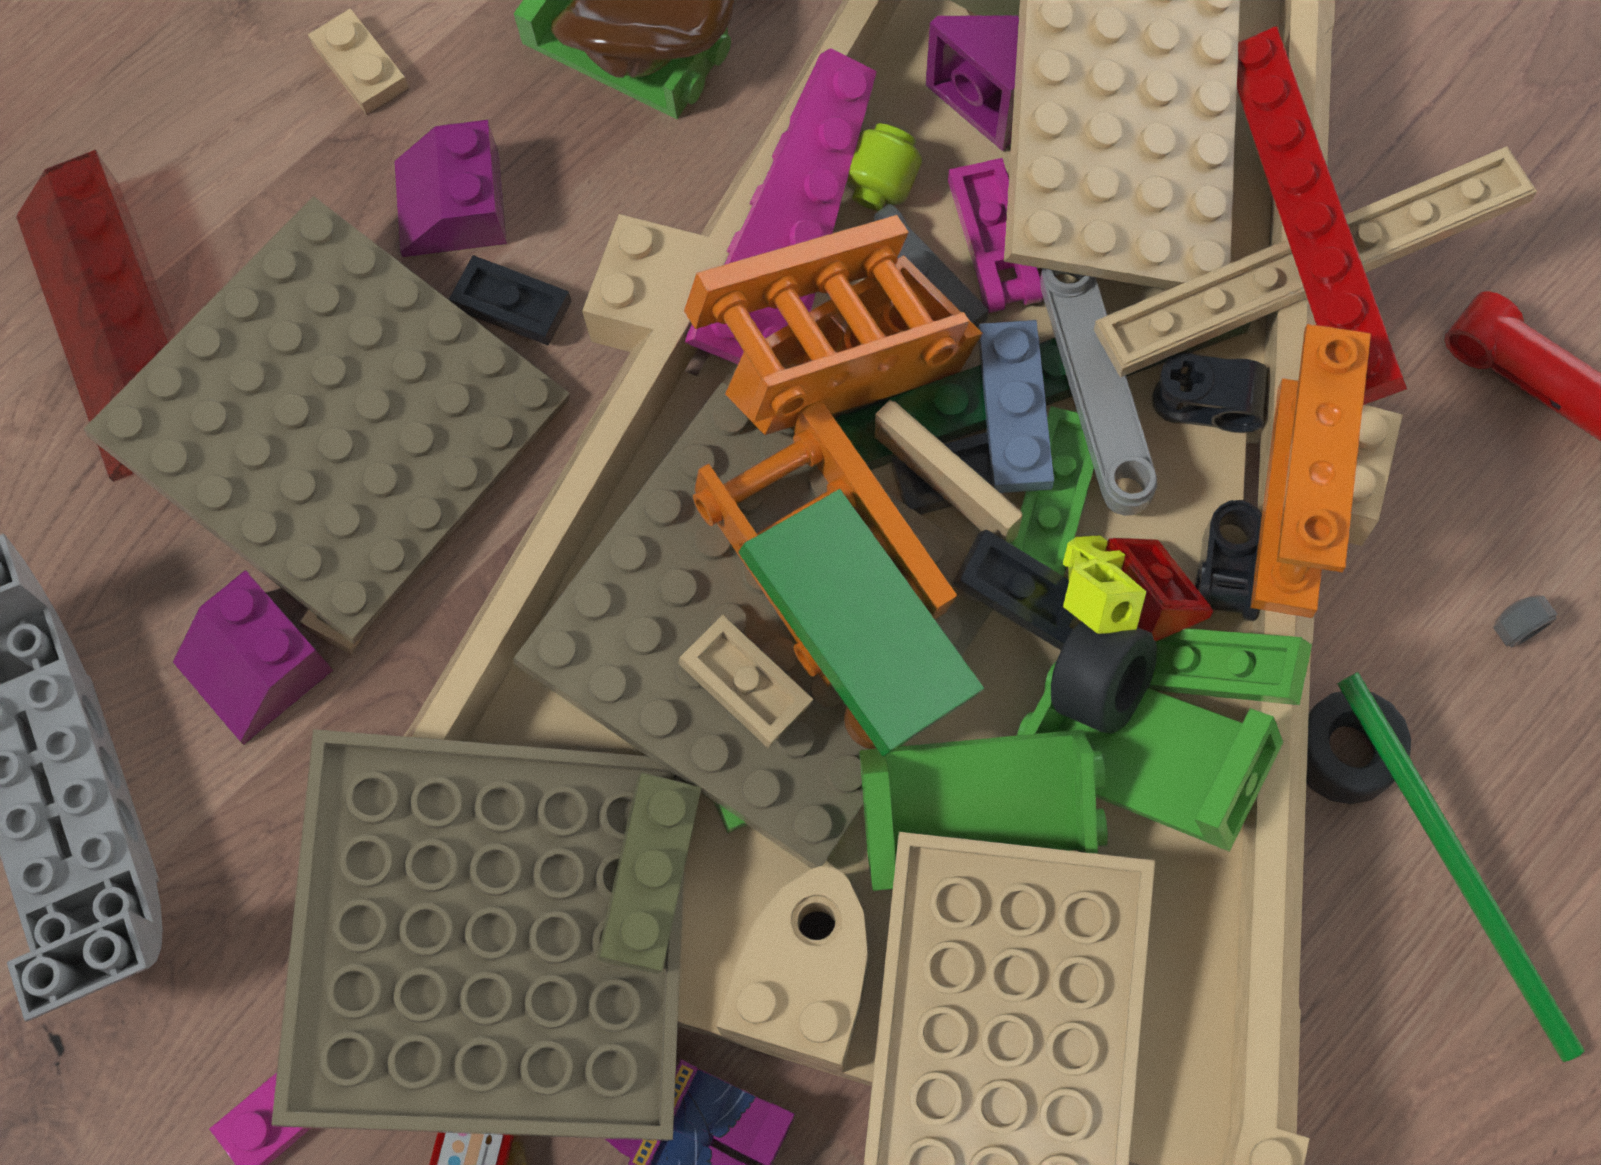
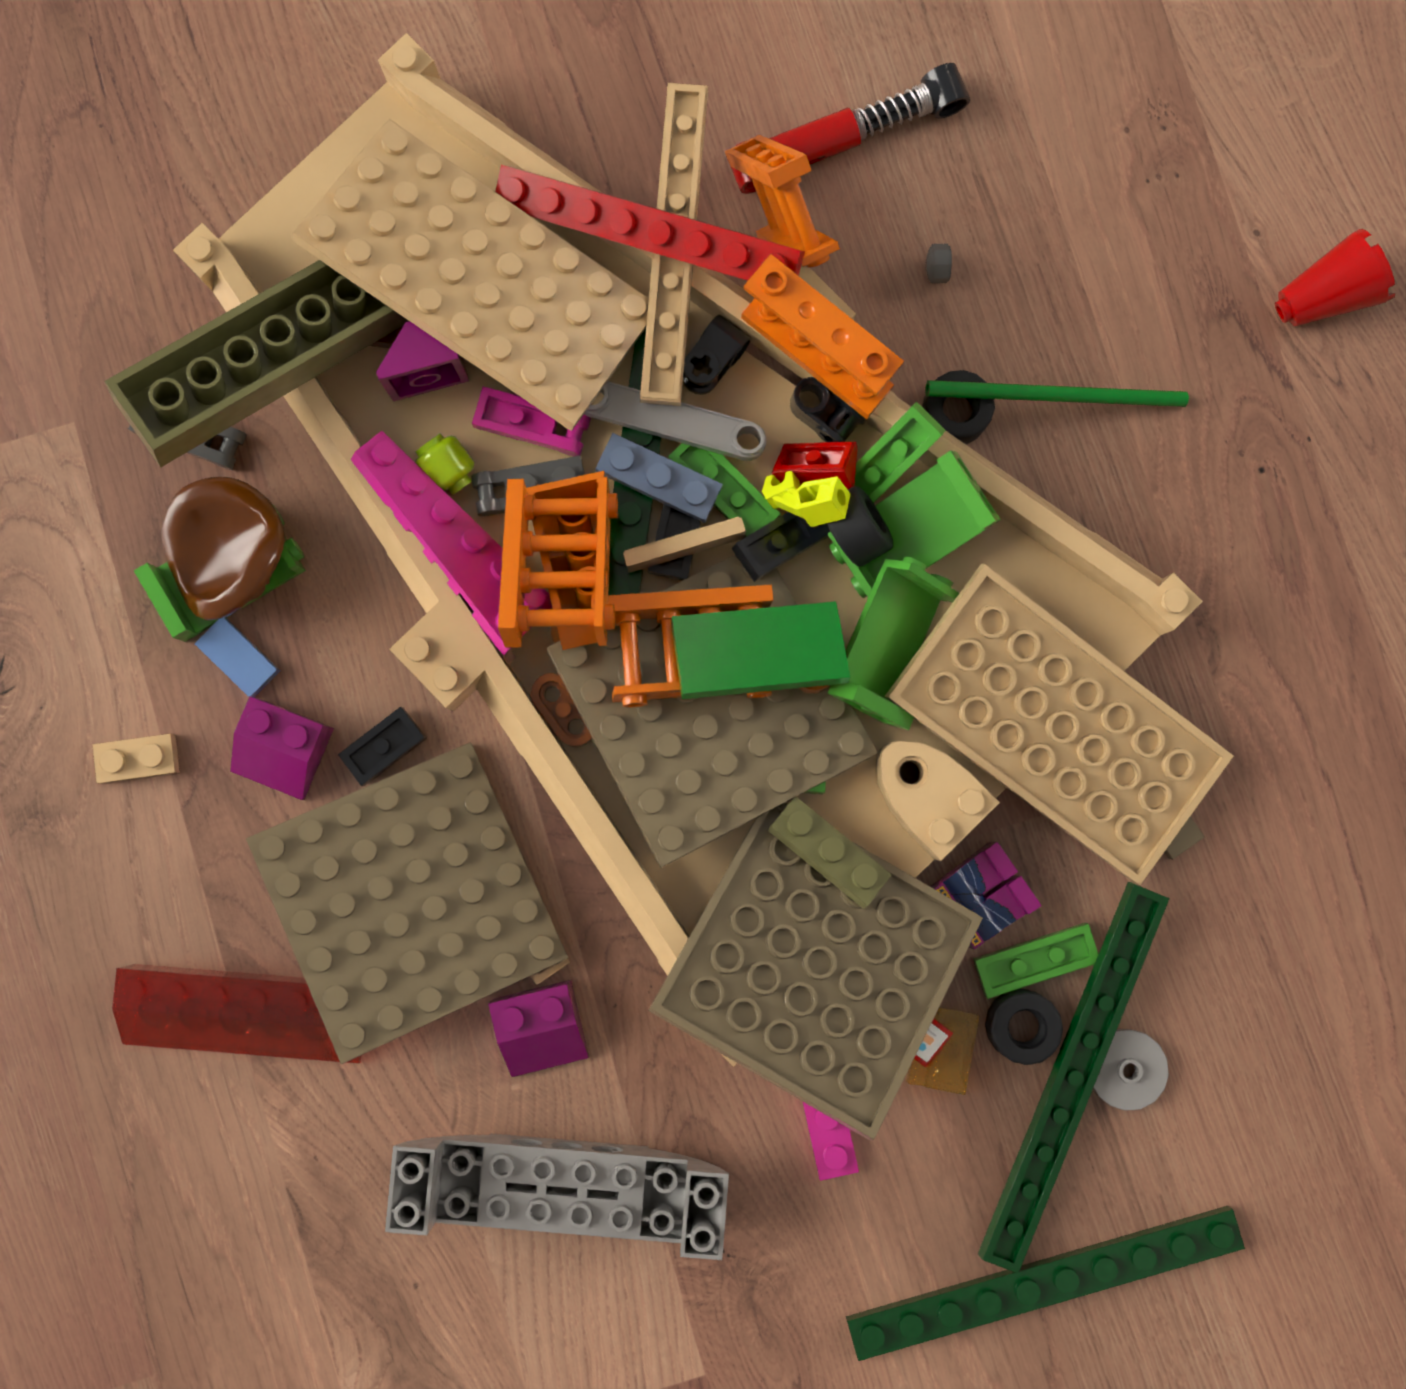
camera: 65 degrees left, 15 degrees up
(532, 100) = (237, 657): none -> medium blue tile
(649, 447) = (559, 713): none -> dark orange plate
(745, 681) = (753, 736): tan plate -> none
(1487, 312) = (776, 179): none -> orange fence

